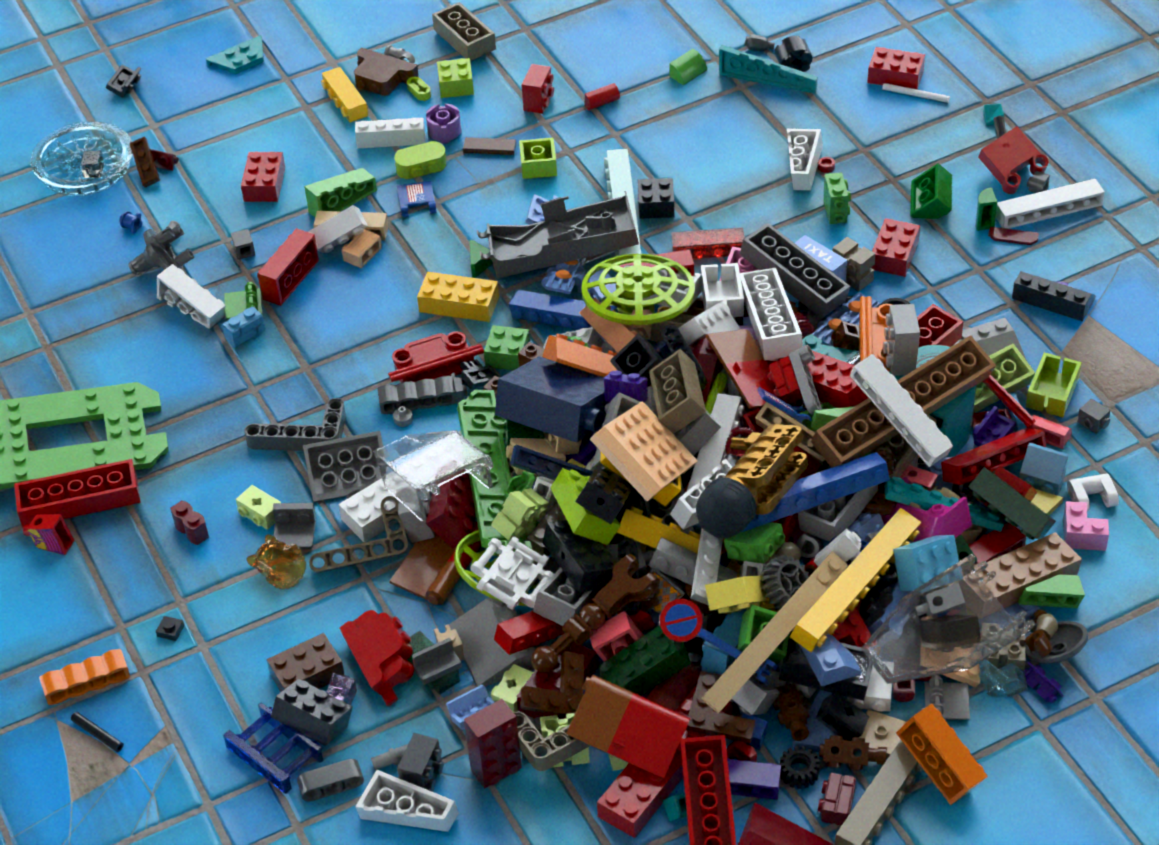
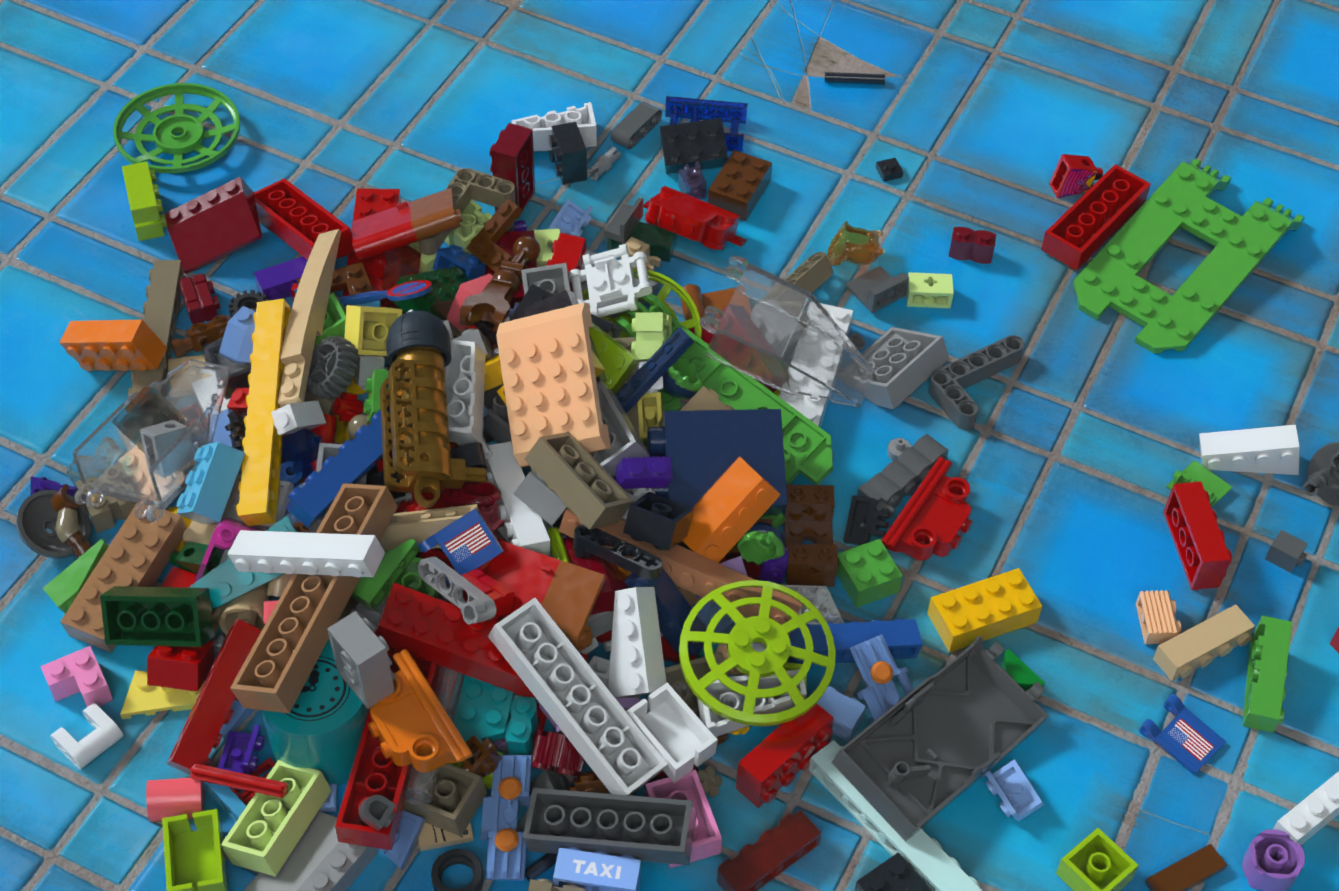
camera: 140 degrees right, 5 degrees up
(83, 677) = (908, 101): orange brick -> none
(243, 326) = (1160, 452): dark azure brick -> none
(339, 229) = (1197, 605): white brick -> none
(420, 160) = (1236, 788): lime brick -> none
(934, 305) = (377, 811): none -> dark grey plate
(1044, 468) = (153, 725): dark azure slope -> none
(1094, 416) = (126, 846): dark grey brick -> none

